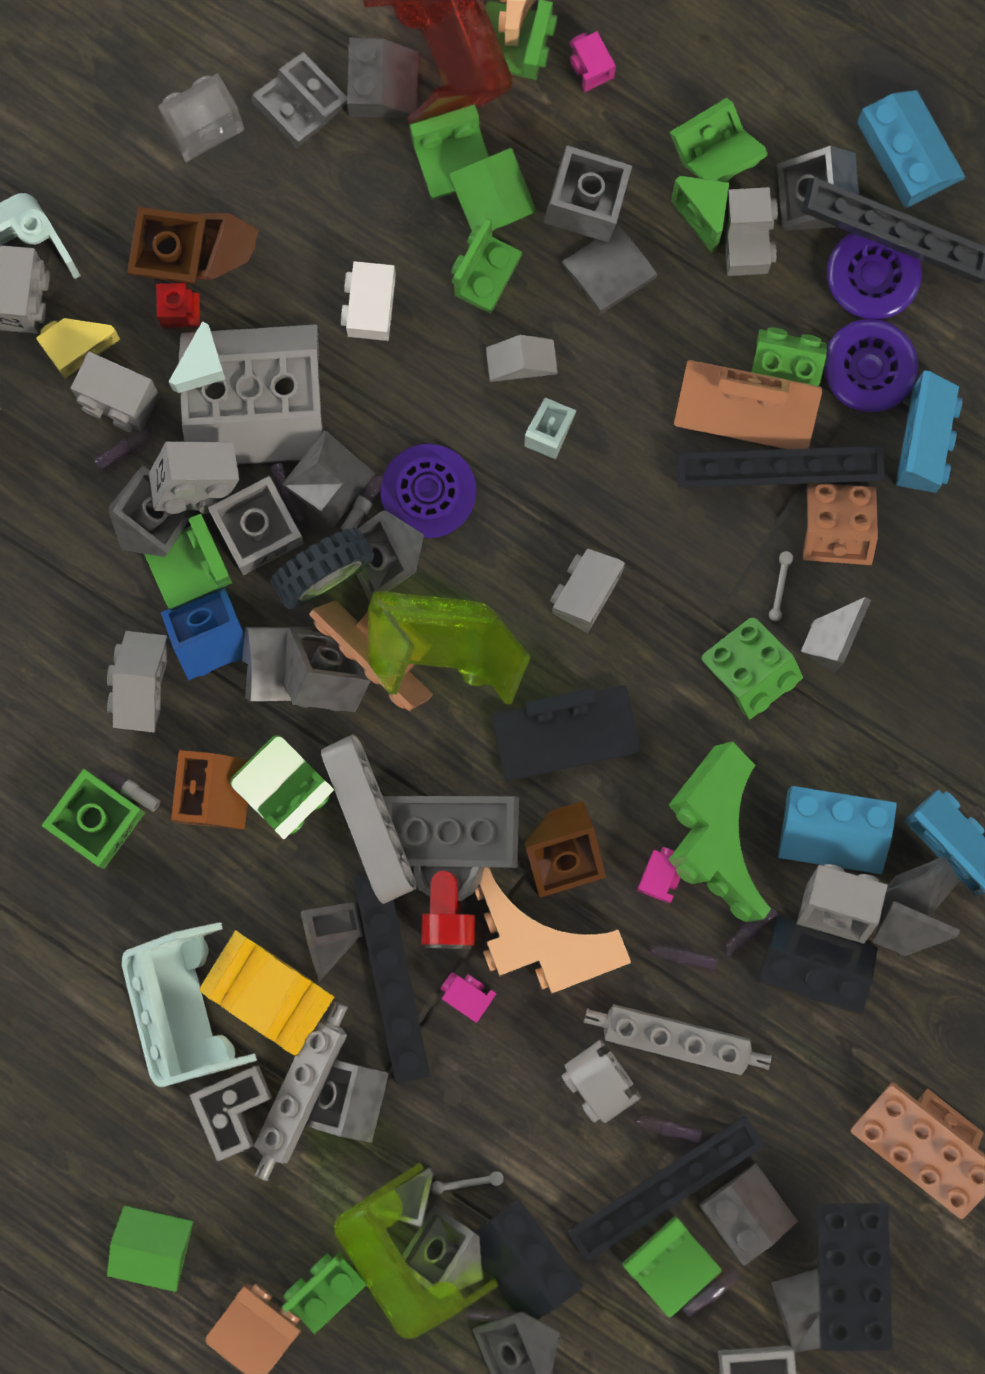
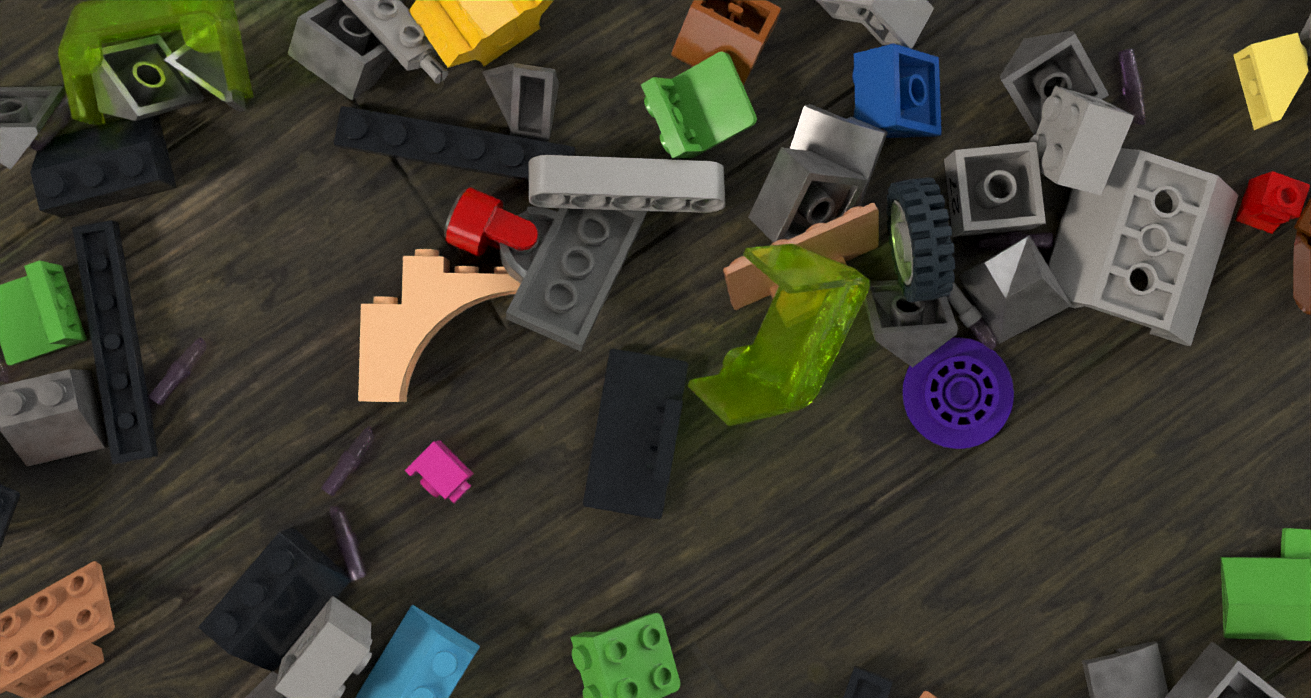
camera: 110 degrees right, 5 degrees up
(114, 392) = (1203, 92): light grey brick -> none
(190, 567) = (978, 106): bright green bracket -> none
(199, 363) = (1206, 191): light aqua slope -> none
(369, 301) = (1197, 413): white brick -> none
(466, 995) = (398, 215): dark pink brick -> none
(484, 269) = (1186, 553): bright green bracket -> none
(495, 1178) = (204, 171): light grey hinge -> none
(521, 358) = (1066, 553): light grey slope -> none
(549, 428) = (976, 551): light aqua slope -> none
(564, 850) = (510, 380): reddish brown slope -> none
(587, 589) = (782, 521): light grey slope -> none
(600, 1082) = (246, 316): light grey brick -> none
(677, 1039) = (264, 418): light grey plate -> none
(712, 848) = (482, 554): bright green arch -> none

